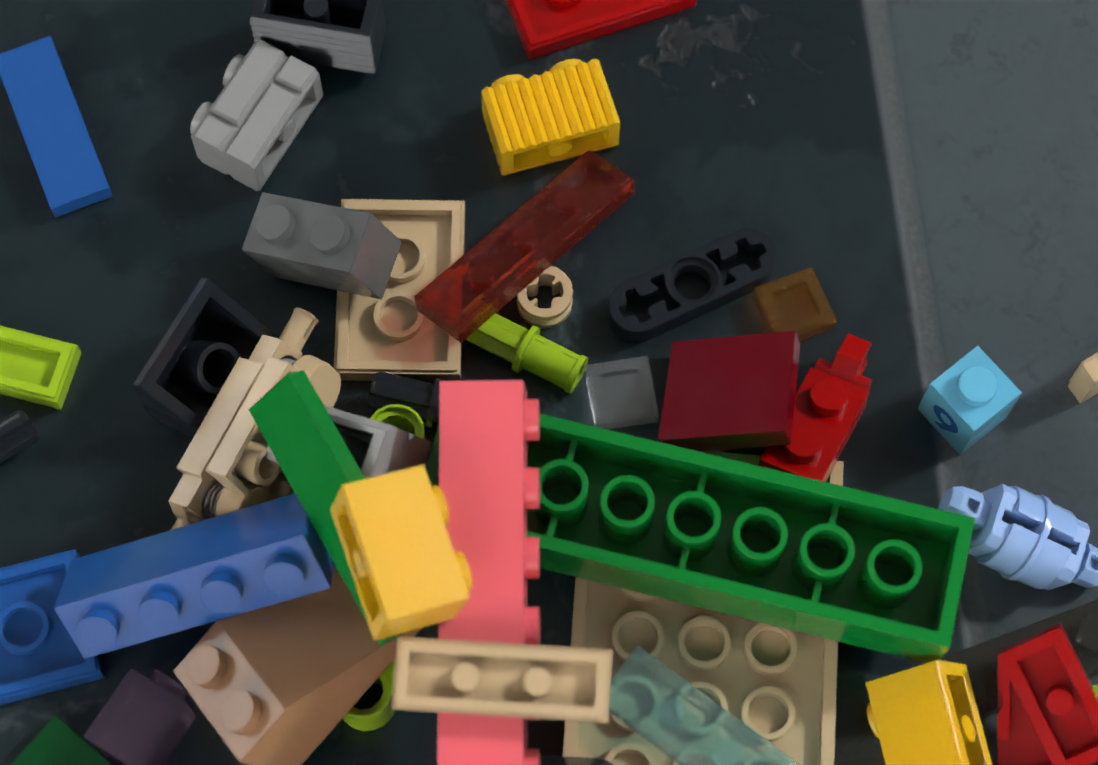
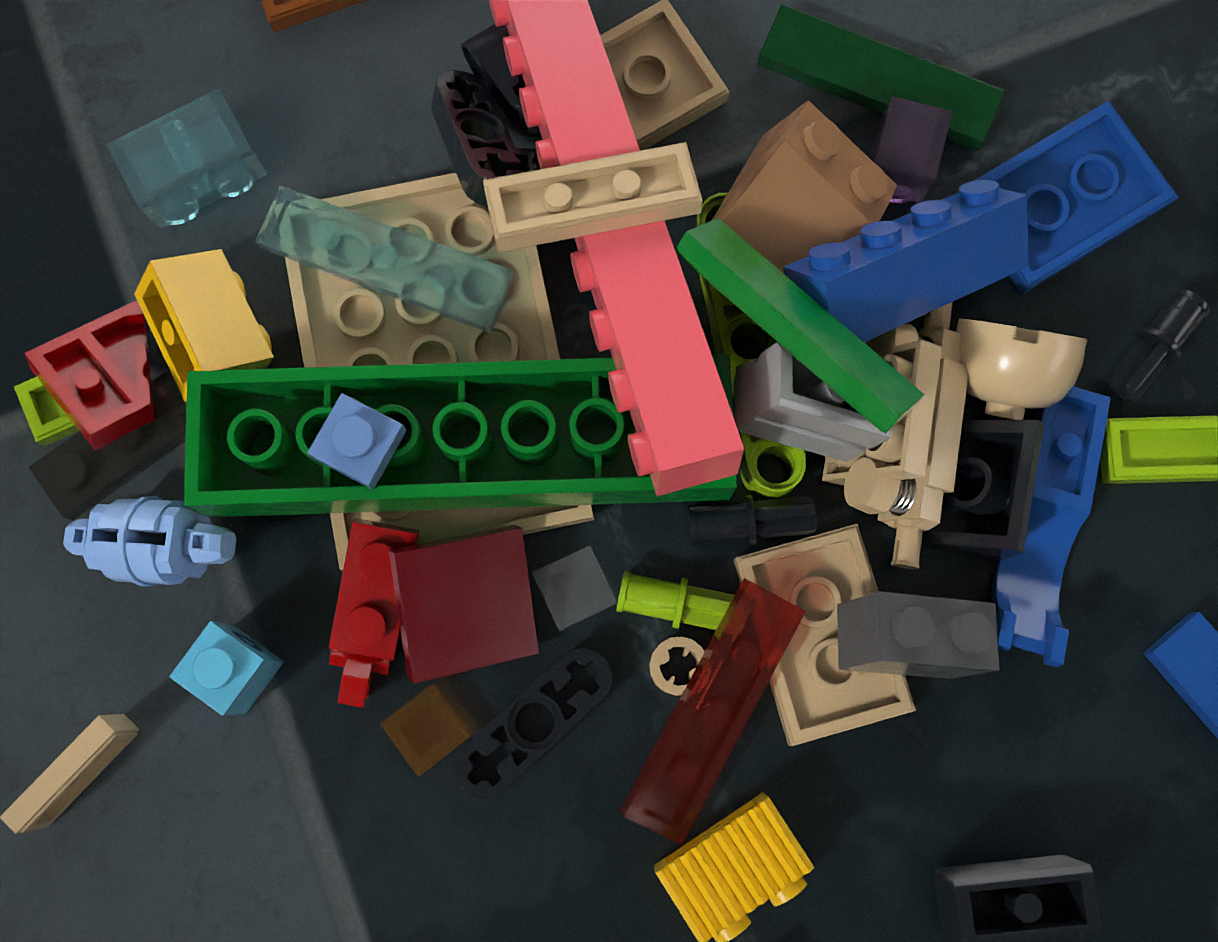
camera: 165 degrees right, 10 degrees up
(102, 387) = (1065, 481): none -> blue piece
(124, 467) = (1018, 366): none -> tan cylinder
(255, 114) = (1040, 778): light grey brick -> none
(401, 551) = (723, 258): yellow brick -> none
(795, 525) = (357, 441): none -> medium blue plate

